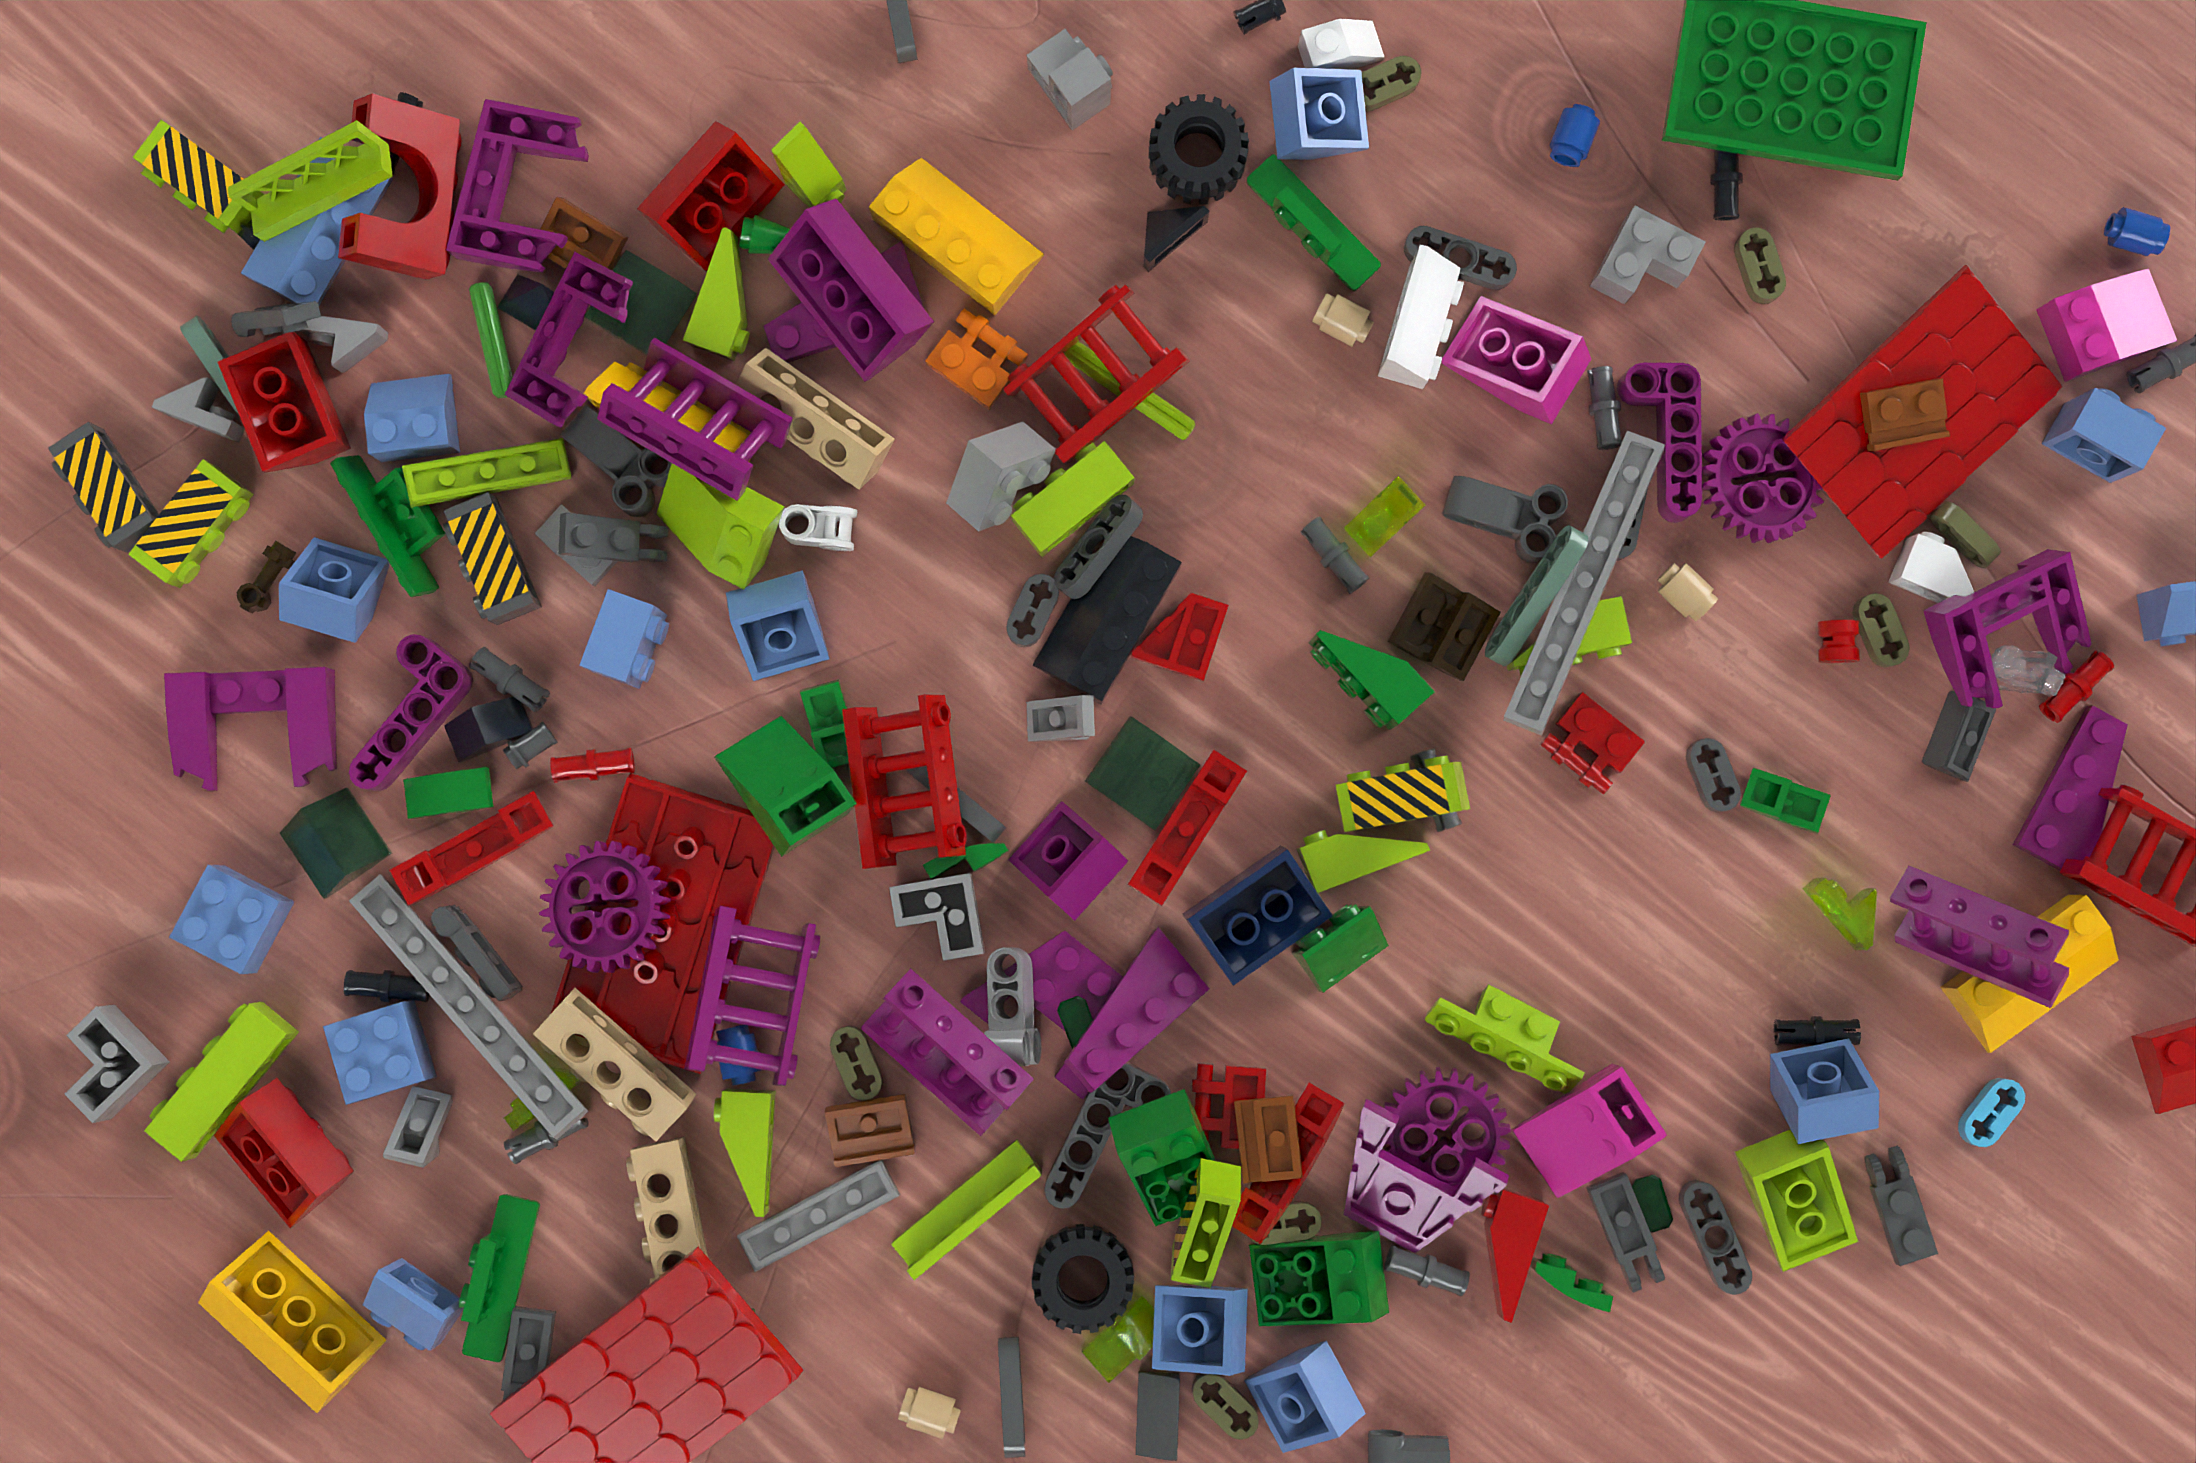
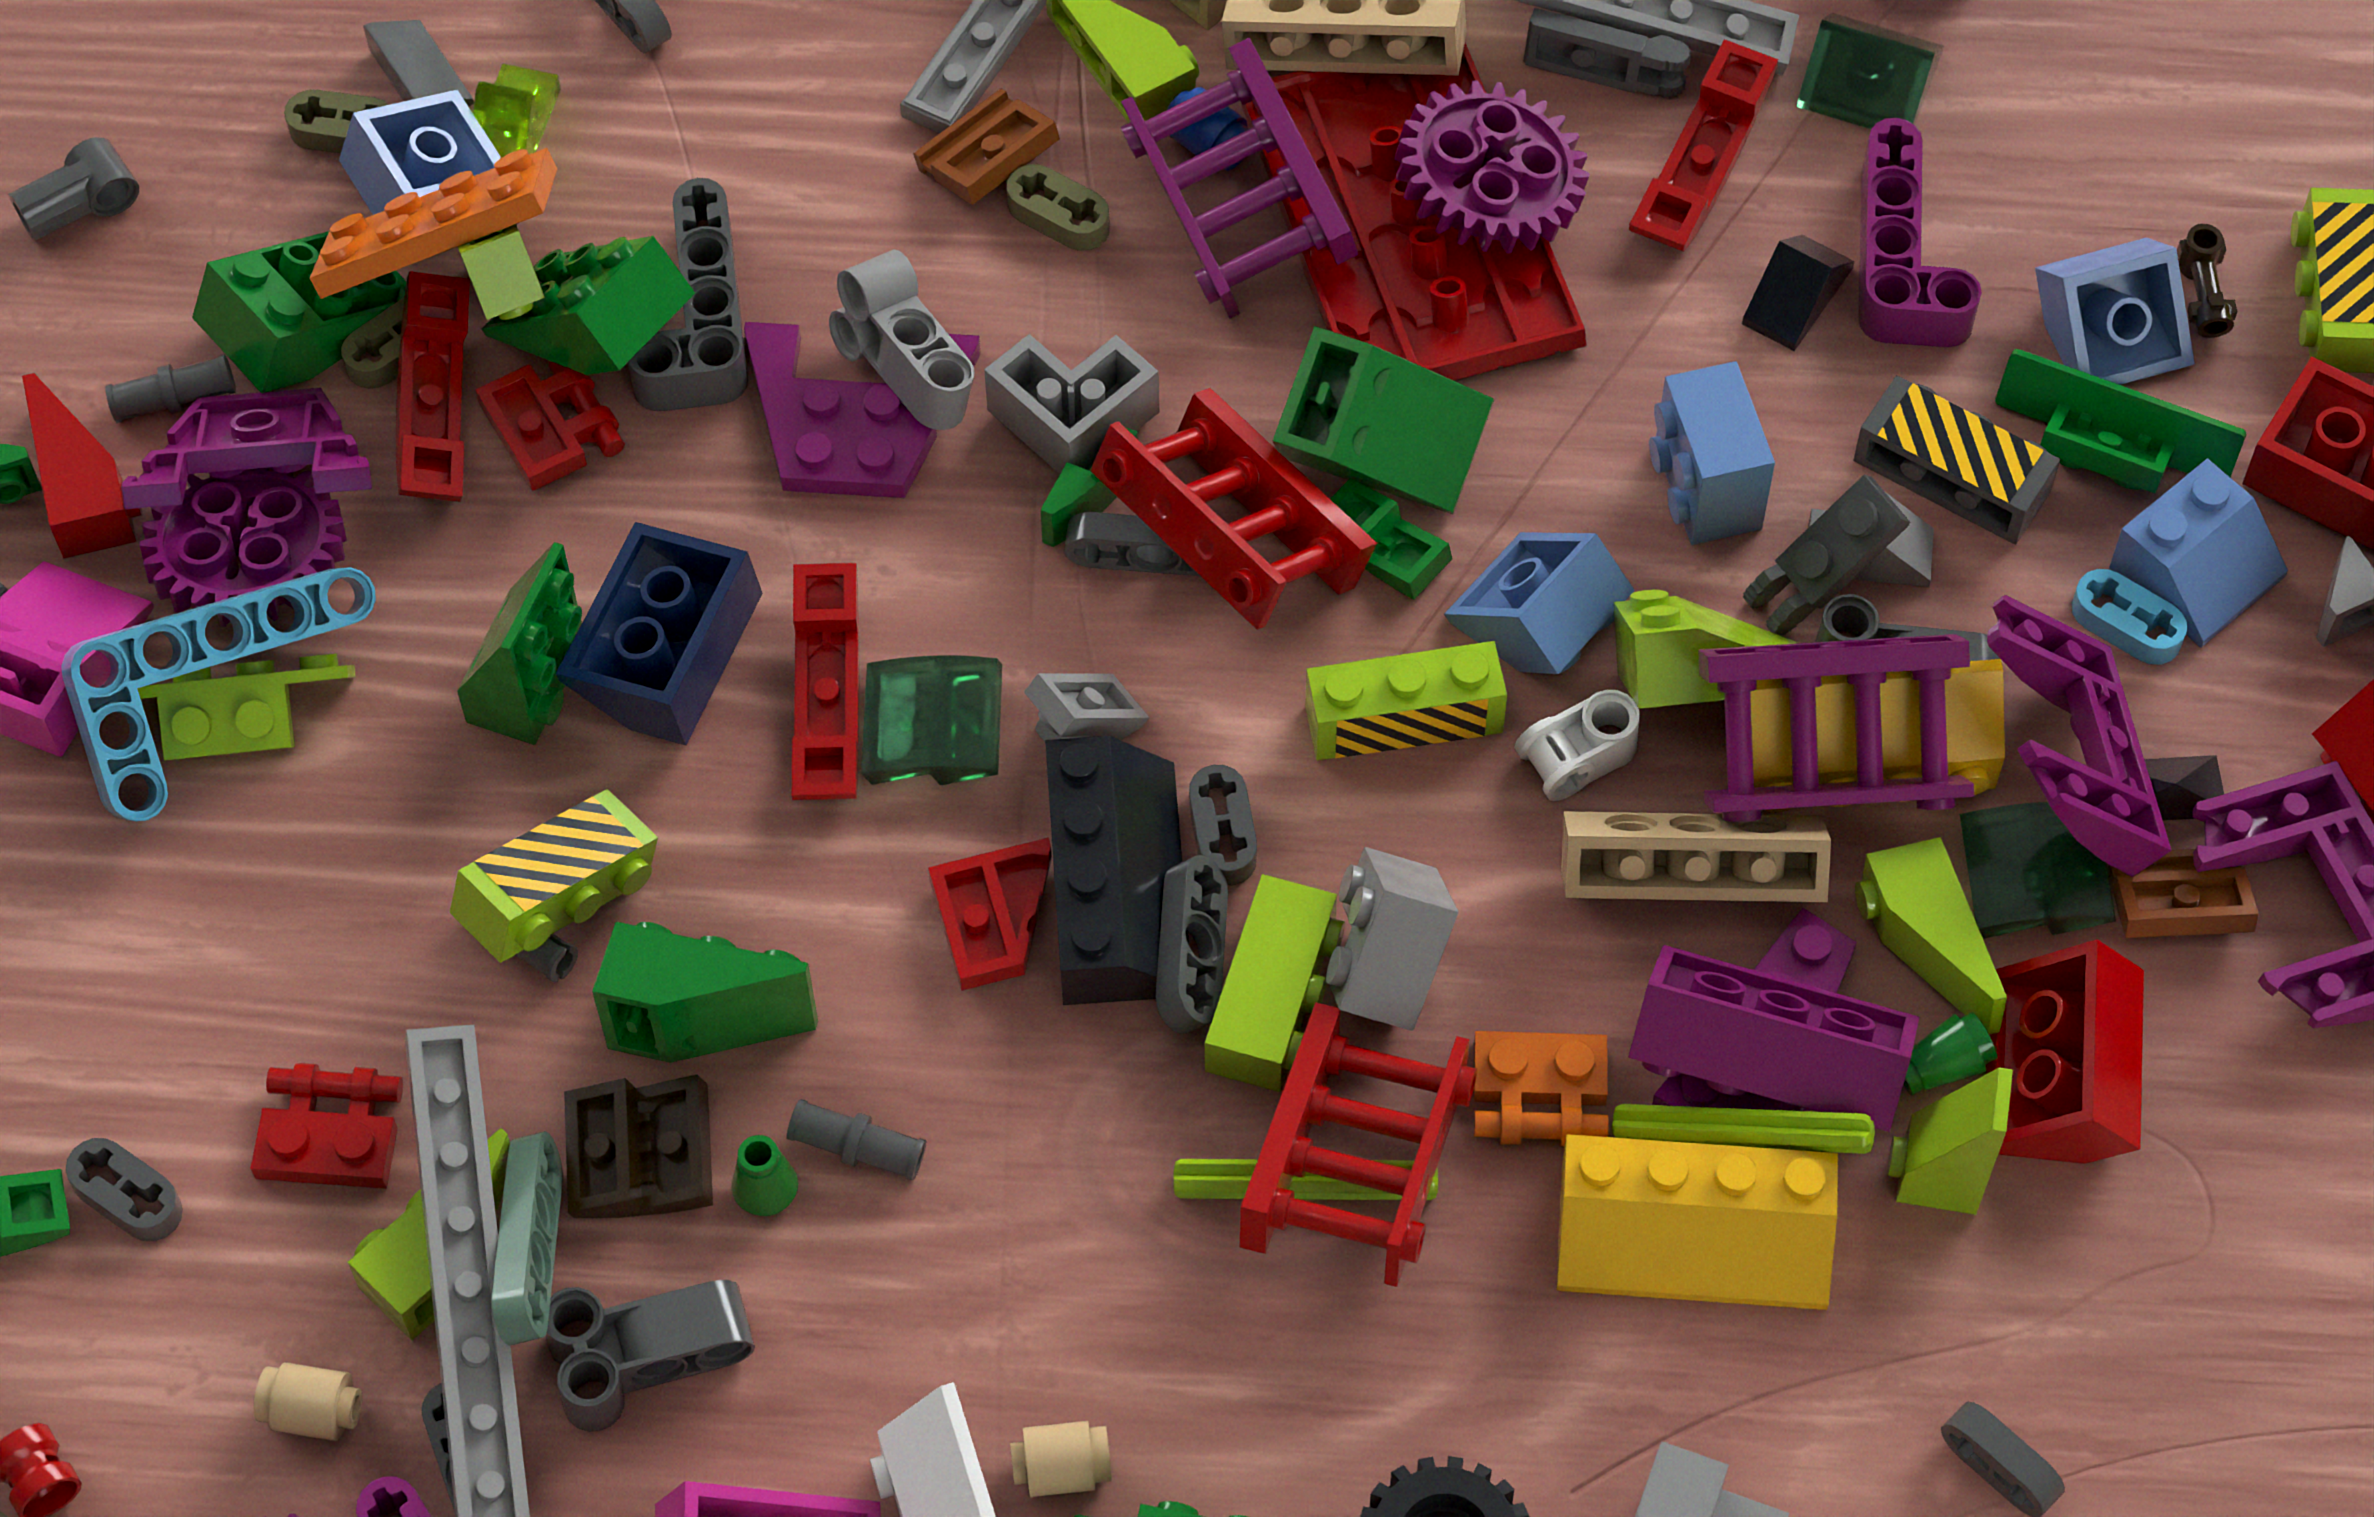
camera: 150 degrees right, 25 degrees down
(197, 697) = (2047, 195): magenta wedge -> none
(448, 793) = (1782, 191): green slope -> none
(484, 409) = (2129, 616): none -> medium azure beam
(486, 472) = (2055, 534): lime tile -> none
(491, 337) = (2190, 713): bright green axle -> none
(509, 679) = (1819, 348): dark grey pin -> none
(529, 745) = (1736, 283): dark grey pin -> none
(592, 765) = (1638, 319): red pin -> none
(891, 610) = (1405, 700): none -> lime brick
(901, 256) = (1747, 1127): none -> lime axle
(946, 1052) = (952, 243): magenta fence -> none
(966, 1208) = (803, 136): lime fence -> none
(1068, 860) = (955, 558): magenta slope -> none
(1074, 1017) = (807, 386): dark green piece -> none
(1089, 1313) = (604, 100): black tyre -> none
(1141, 1006) = (739, 452): magenta wing -> none
(1169, 230) = (1404, 1423): black slope -> none
(1233, 1250) = (436, 222): none -> orange plate
(1268, 1139) = (473, 396): dark orange plate -> none
(1305, 1397) = (239, 178): medium blue slope -> none
(1347, 857) = (591, 755): lime slope -> none
(1384, 516) = (816, 1225): clear neon green slope -> none
(1388, 570) = (763, 1177): none -> green cone
(1518, 1051) = (189, 654): none -> medium azure beam

